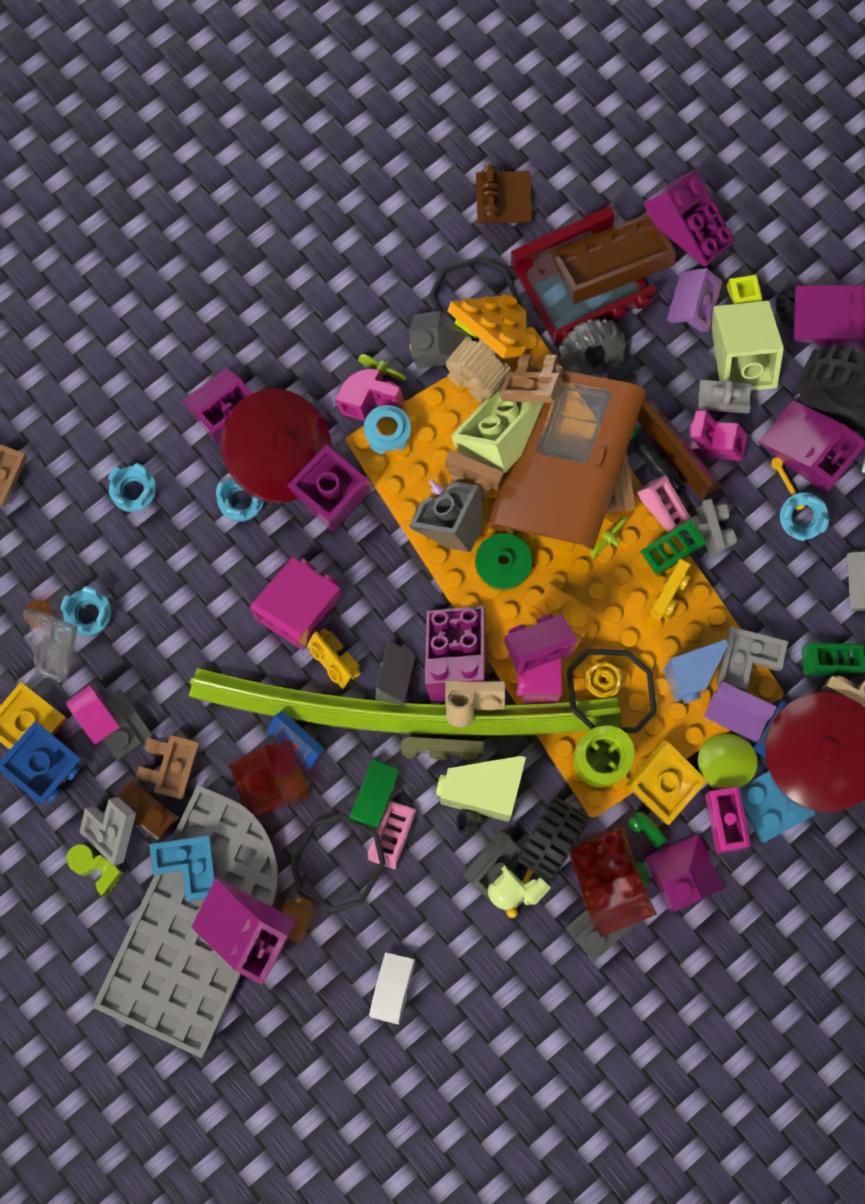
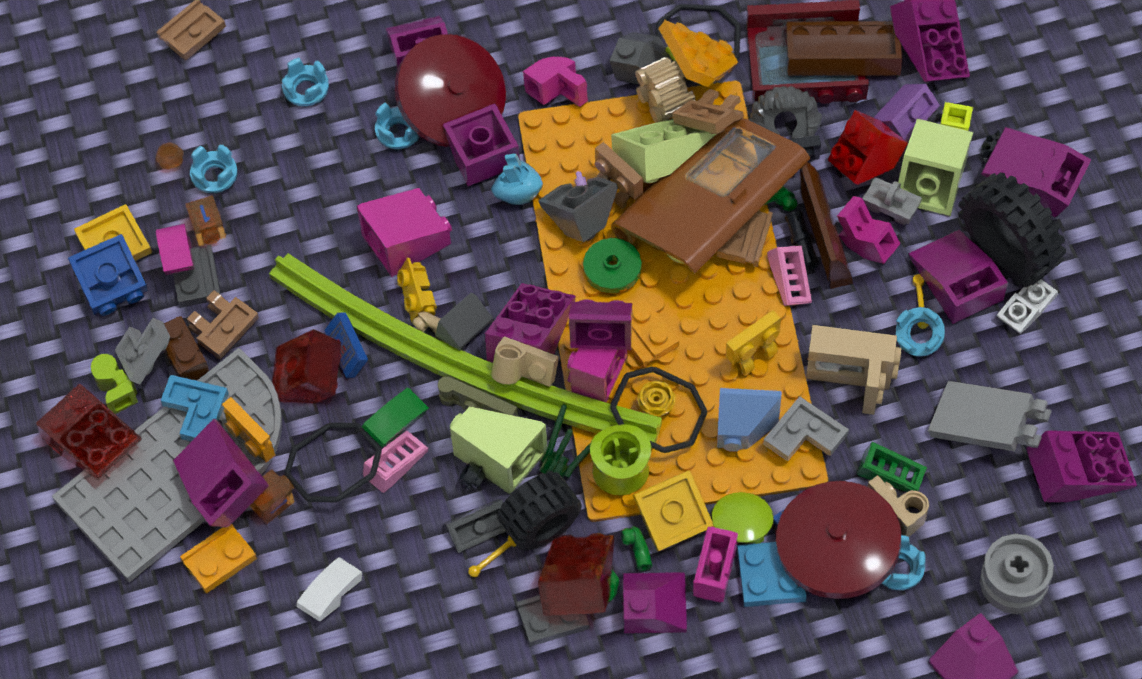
camera: 25 degrees right, 15 degrees down
(51, 643) = (168, 183): clear wing -> none
(98, 933) = (87, 432): none -> clear red slope
(105, 668) = (205, 220): none -> clear orange brick
(236, 868) = (242, 425): none -> light orange plate
(275, 999) = (218, 558): none -> light orange plate
(357, 684) = (426, 320): none -> tan arm
(379, 513) = (517, 183): none -> medium azure piece
(382, 366) = (582, 67): lime piece -> none
(382, 443) = (566, 123): medium azure piece -> none
(509, 890) = (479, 546): yellowish green piece -> none
(542, 778) = (555, 460): none -> dark green plant
(608, 538) = (722, 281): lime piece -> none
(669, 562) = (774, 300): green slope -> none
(682, 355) = (866, 148): none -> red slope
(708, 526) = (829, 298): light grey hips -> none
(739, 711) = (774, 474): medium lavender panel -> none
(763, 568) = (854, 359): none -> tan brick

